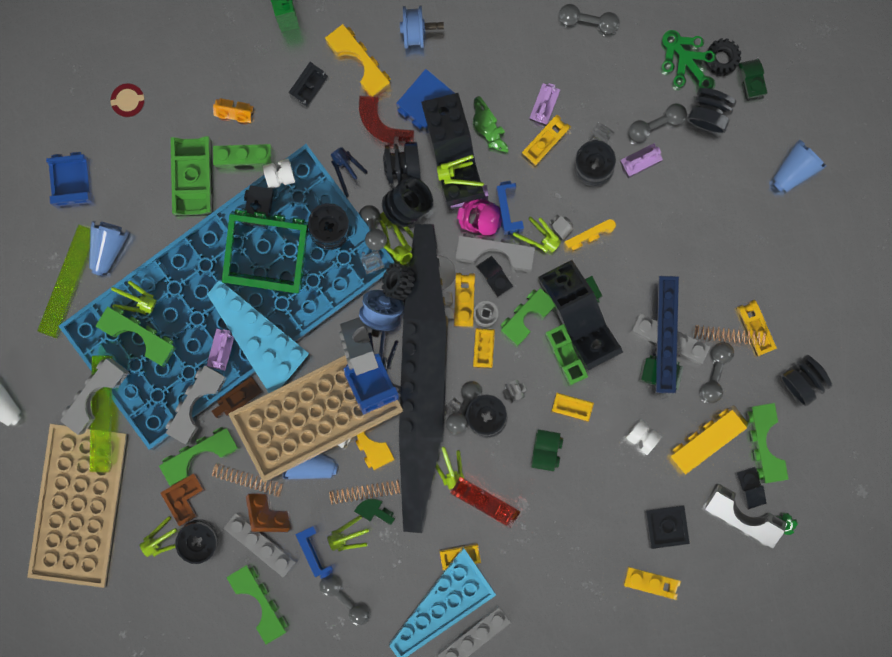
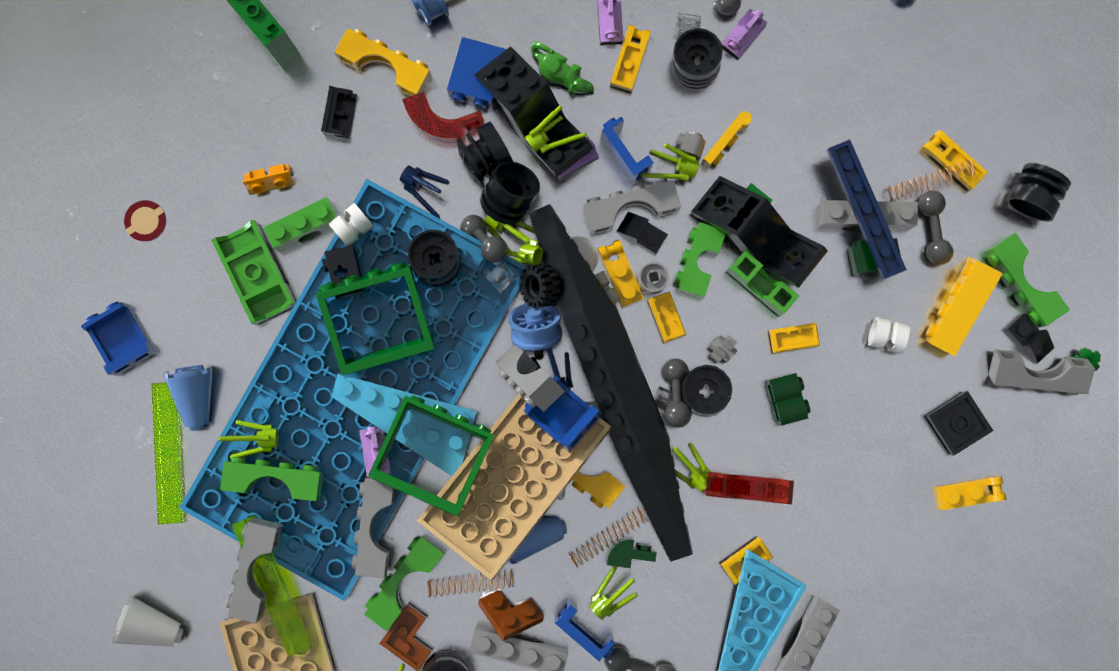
camera: 30 degrees left, 0 degrees up
(238, 397) = (413, 508): reddish brown hinge -> none
(281, 343) = (438, 413): none -> green window
(487, 218) = (605, 172): dark pink helmet -> none

